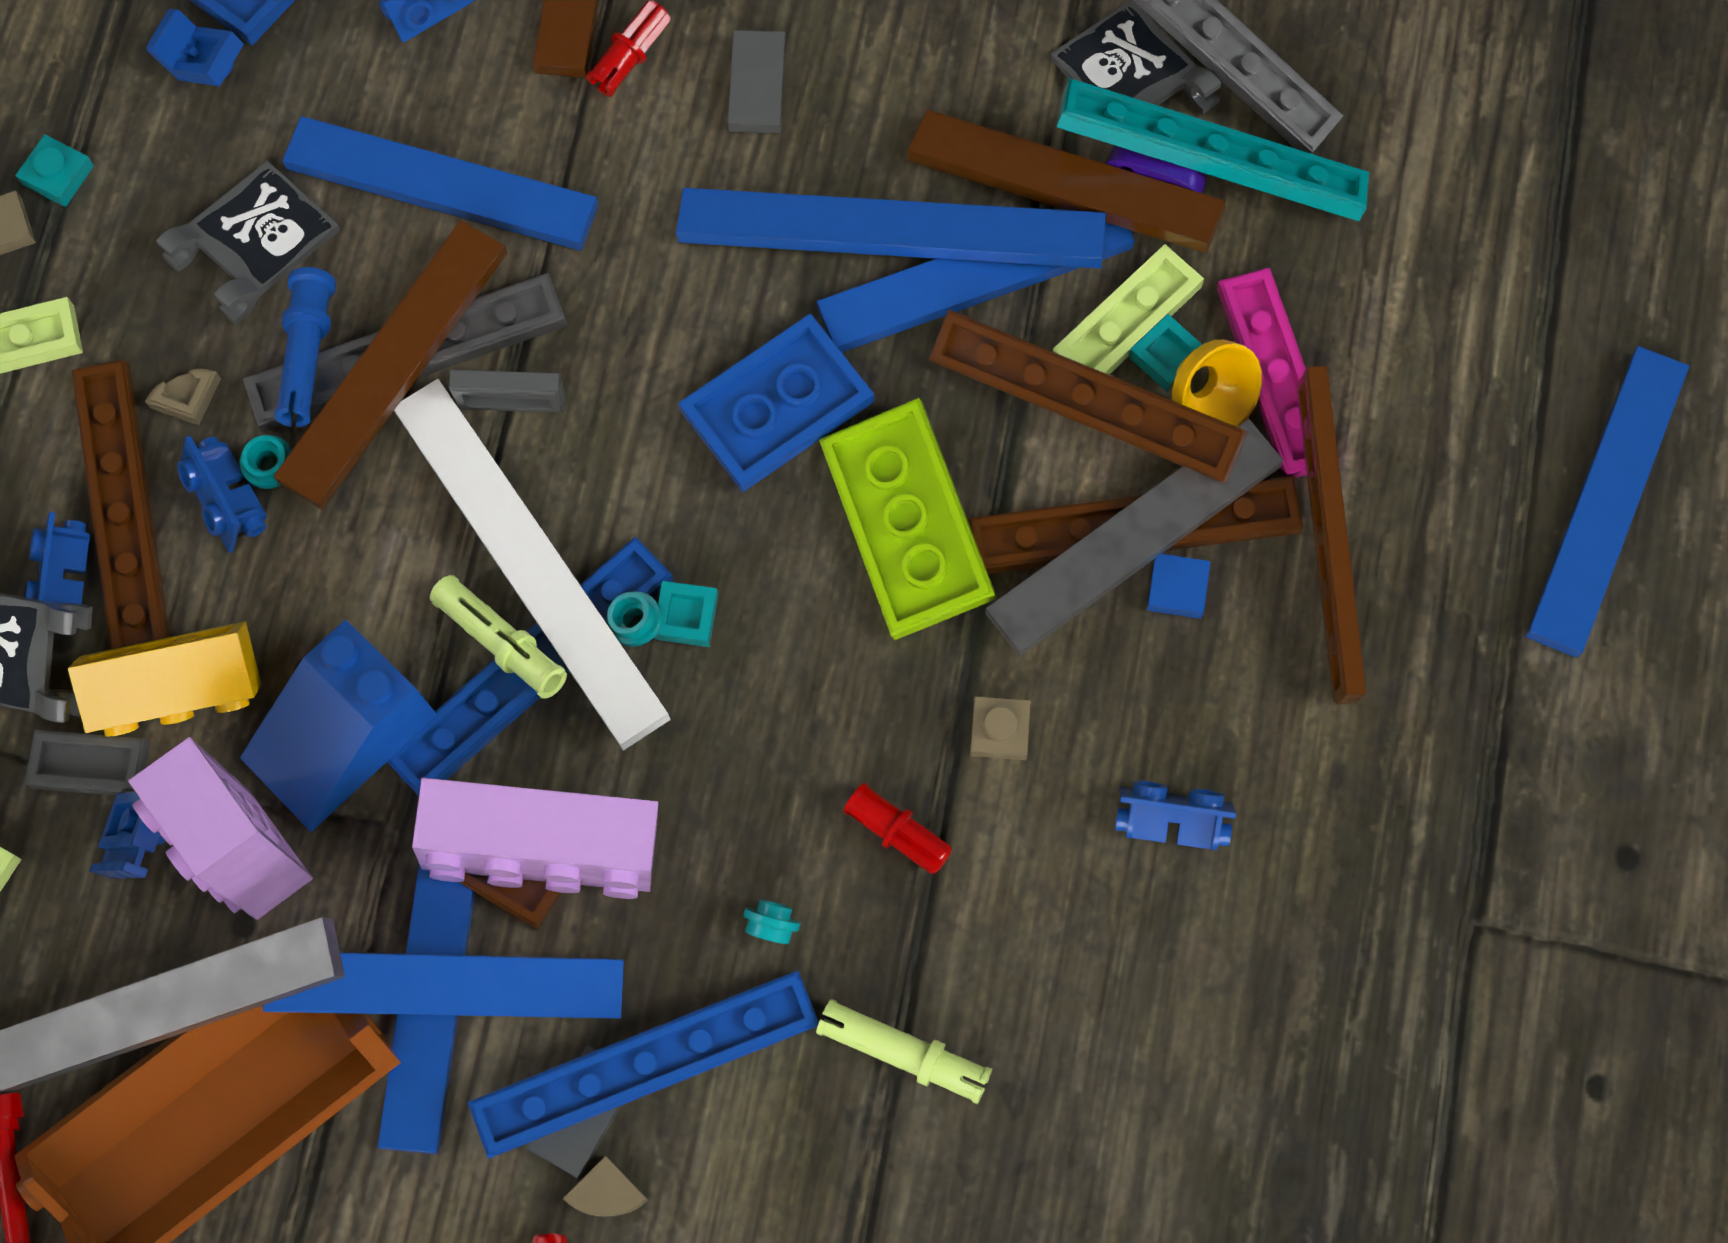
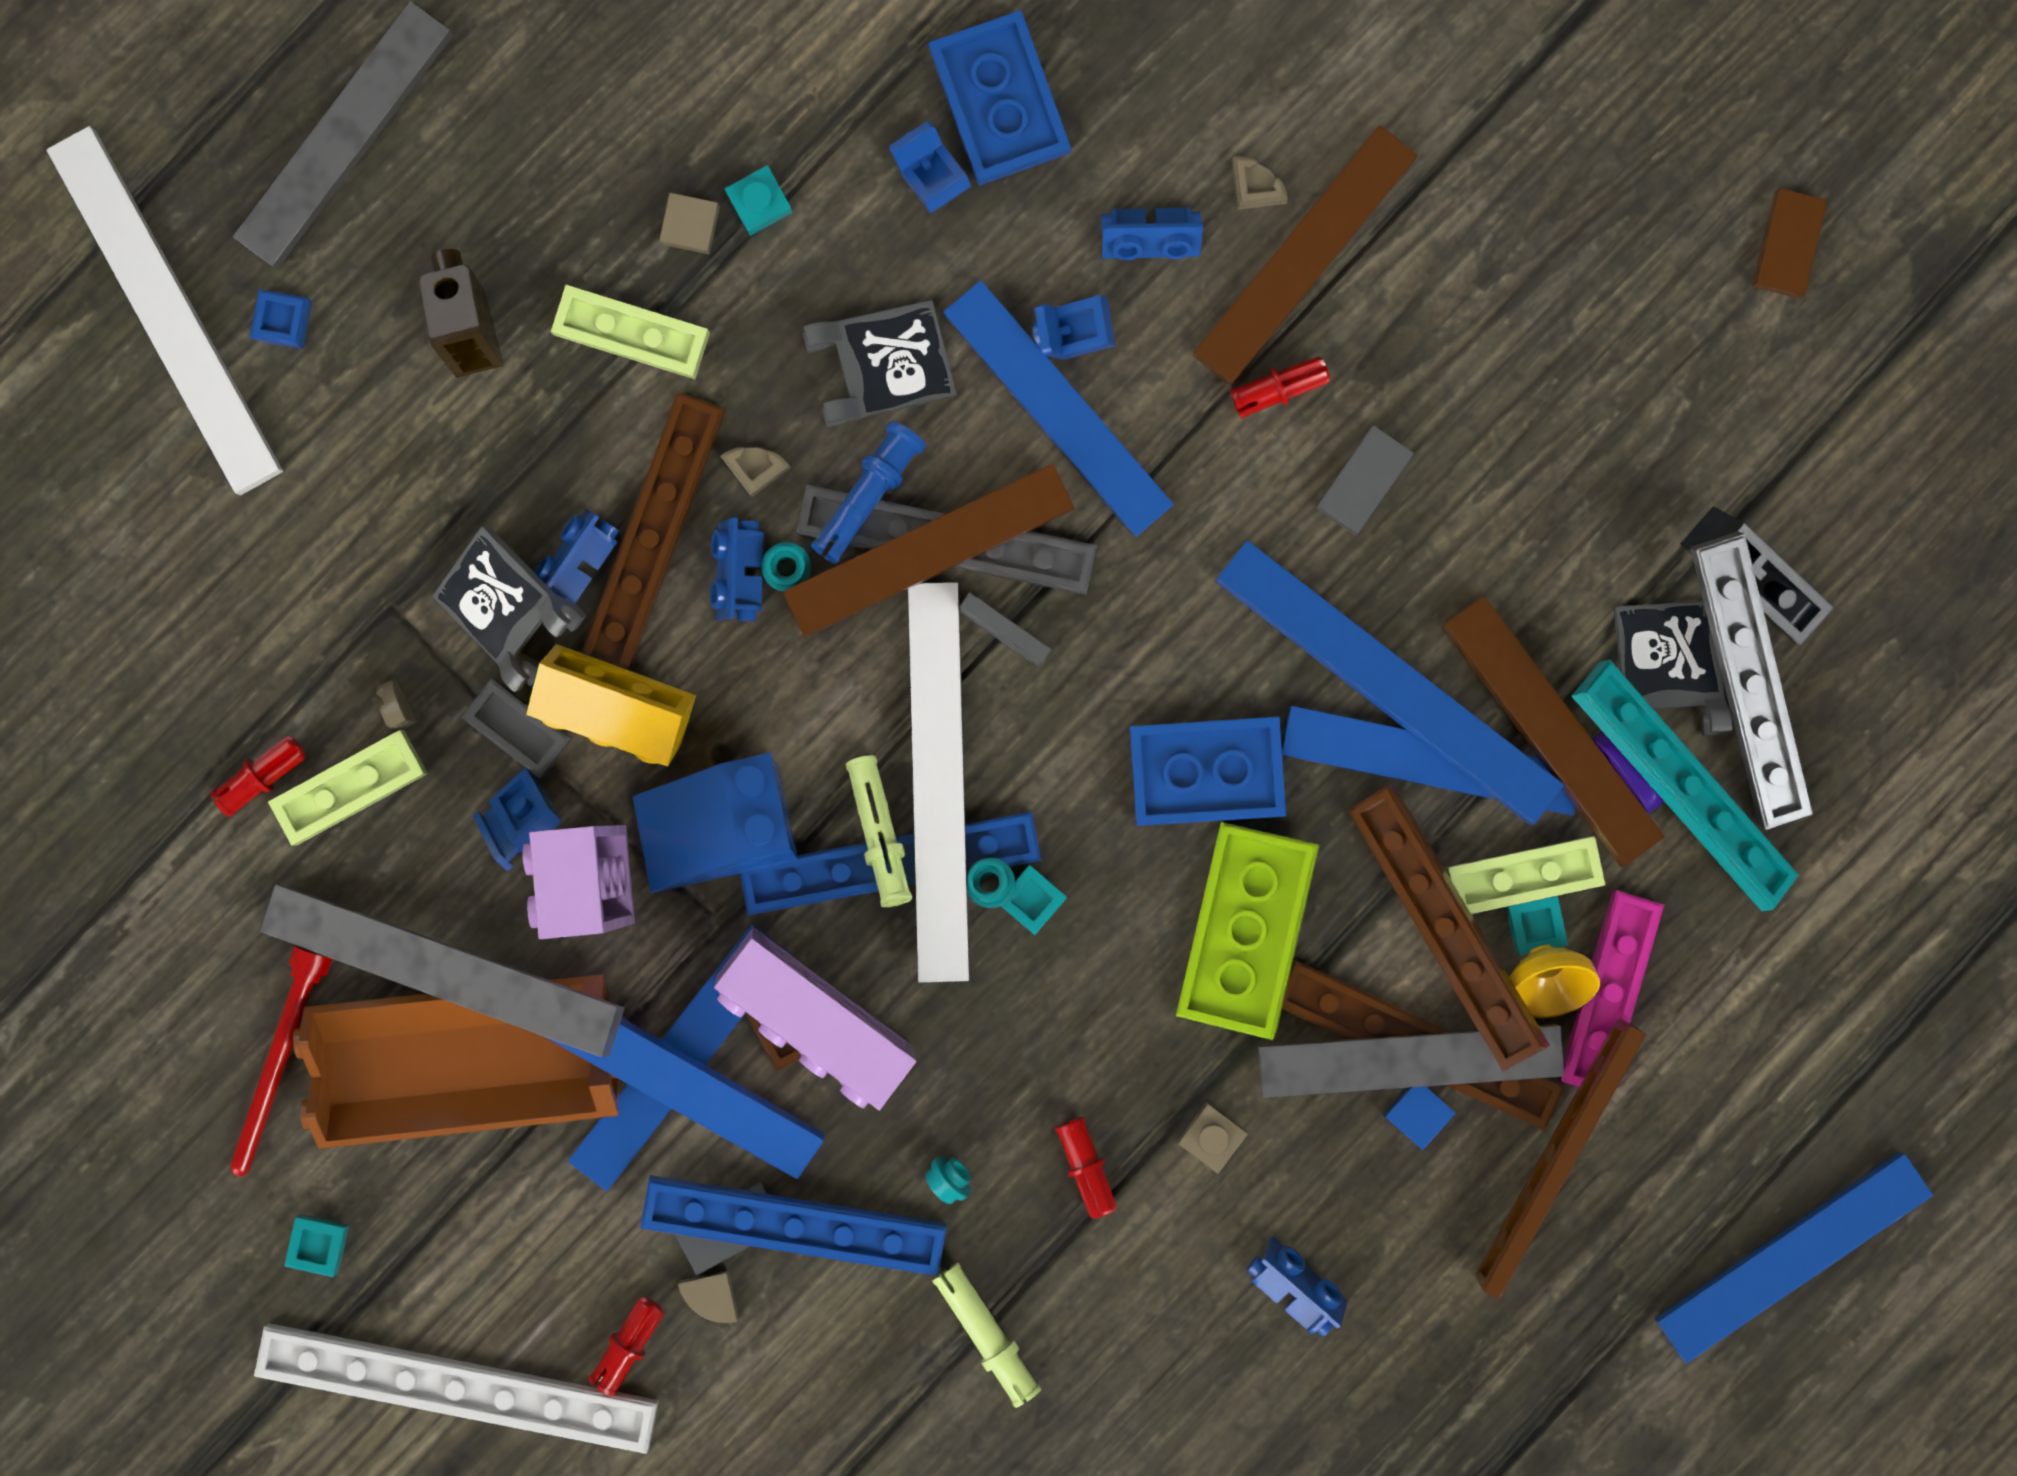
camera: 25 degrees right, 15 degrees up
(411, 104) = (1074, 328): none -> blue bracket

